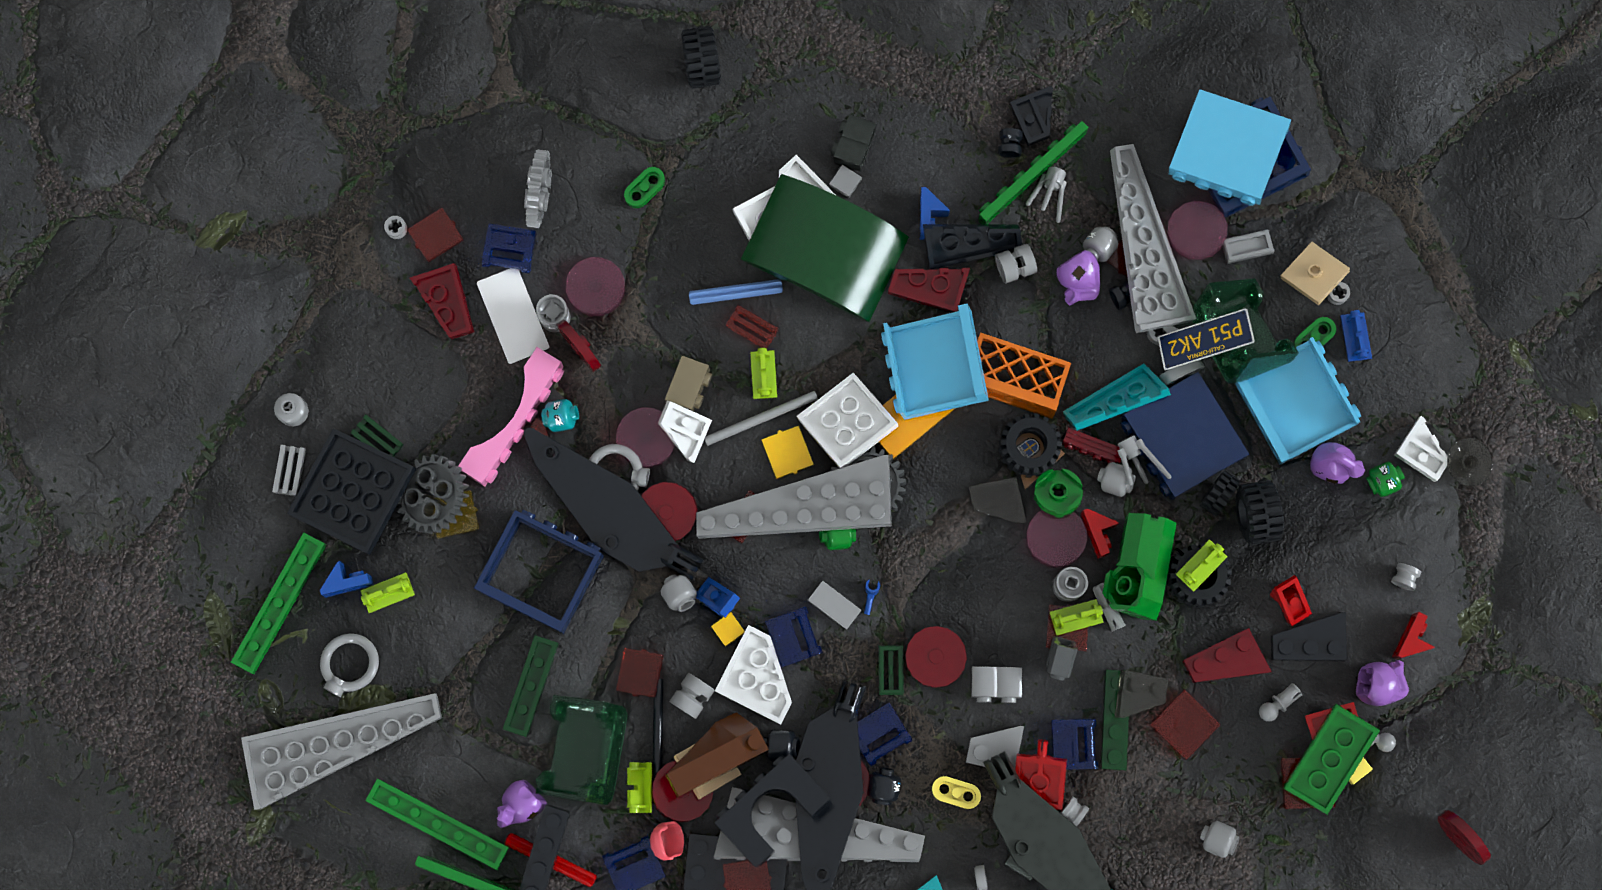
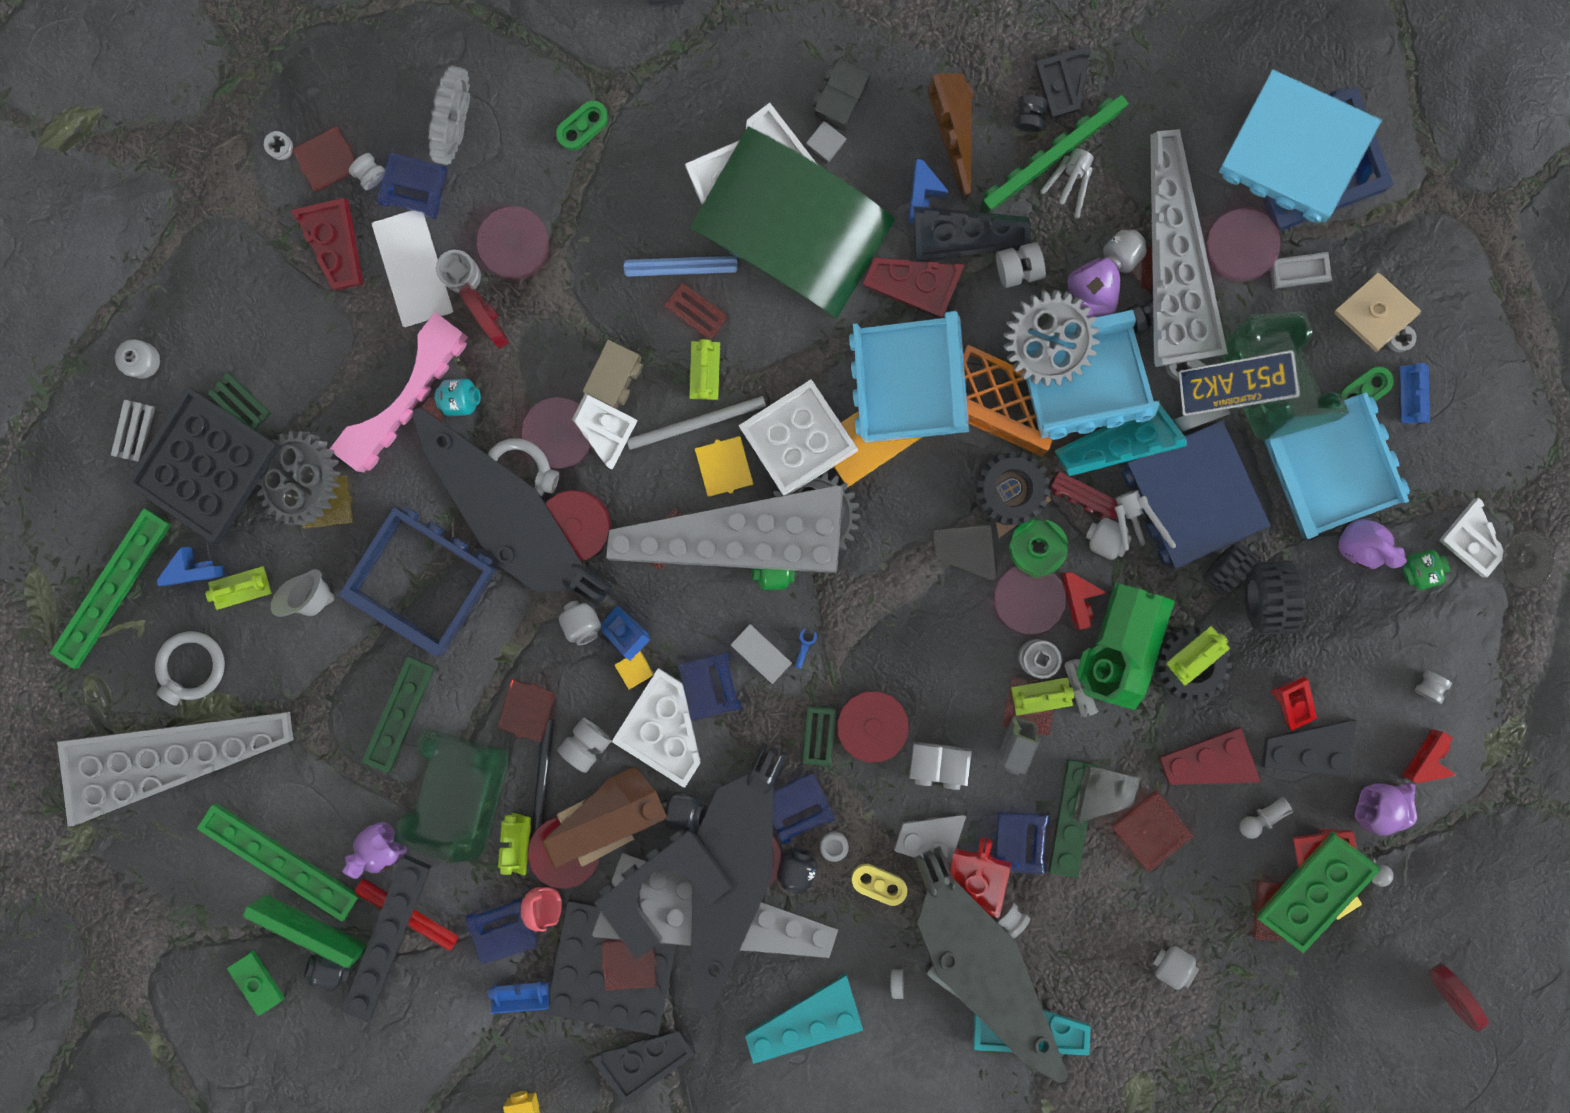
camera: 10 degrees right, 10 degrees up
(442, 591) = (302, 595): none -> light grey piece
(471, 240) = (367, 171): none -> light grey wheel
(913, 764) = (834, 846): none -> light grey tile
(946, 146) = (953, 113): none -> reddish brown wedge
(1042, 338) = (1061, 314): none -> light grey gear
(1080, 346) = (1108, 390): none -> medium azure panel

